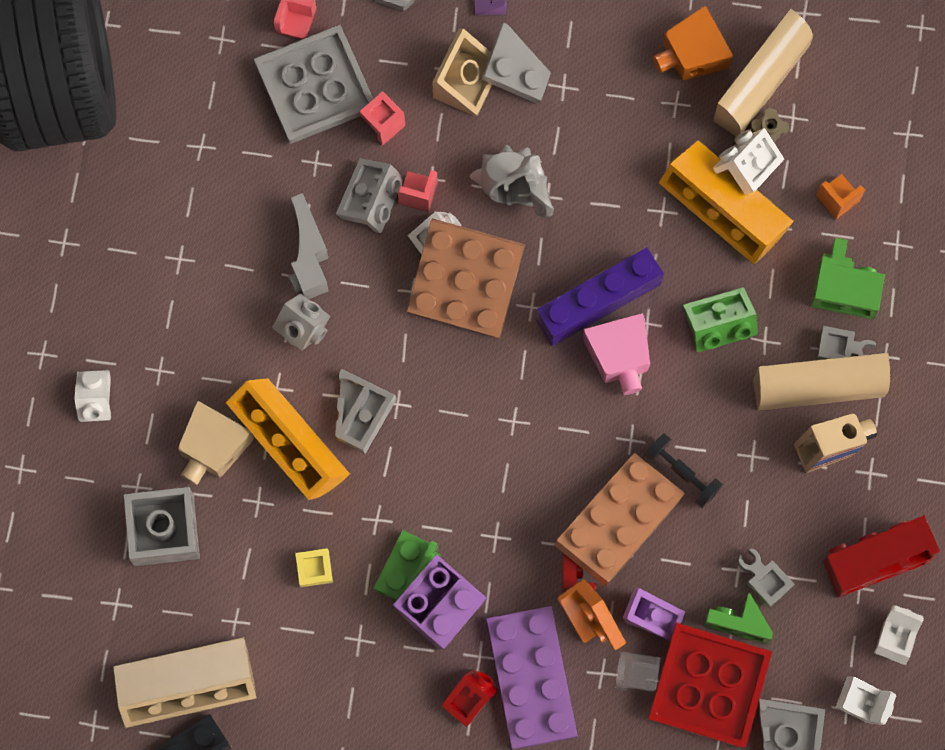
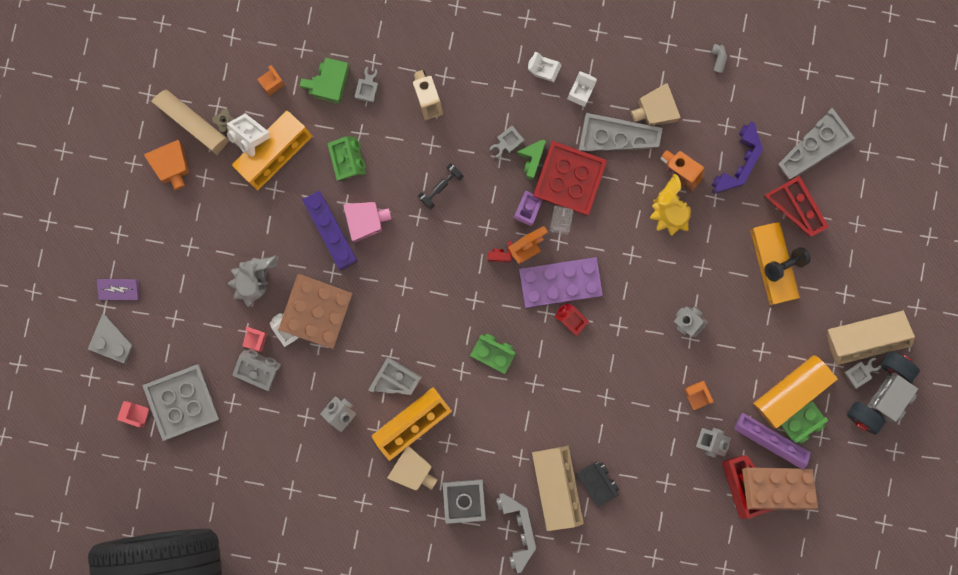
camera: 90 degrees left, 10 degrees up
(92, 395) = (378, 544): white bracket -> none
(156, 600) = (522, 556): none -> light grey slope
(307, 273) = (306, 410): light grey slope -> none
(314, 567) = (491, 409): light yellow plate -> none
(383, 117) = (206, 359): coral panel -> none
(439, 602) = (517, 334): medium lavender slope -> none
(460, 74) = (180, 306): tan slope -> none
(515, 67) = (176, 275): light grey wing -> none
(619, 519) = (469, 225): nougat plate -> none
(822, 381) = (390, 100): tan brick -> none
(881, 556) = (497, 73): red wedge -> none

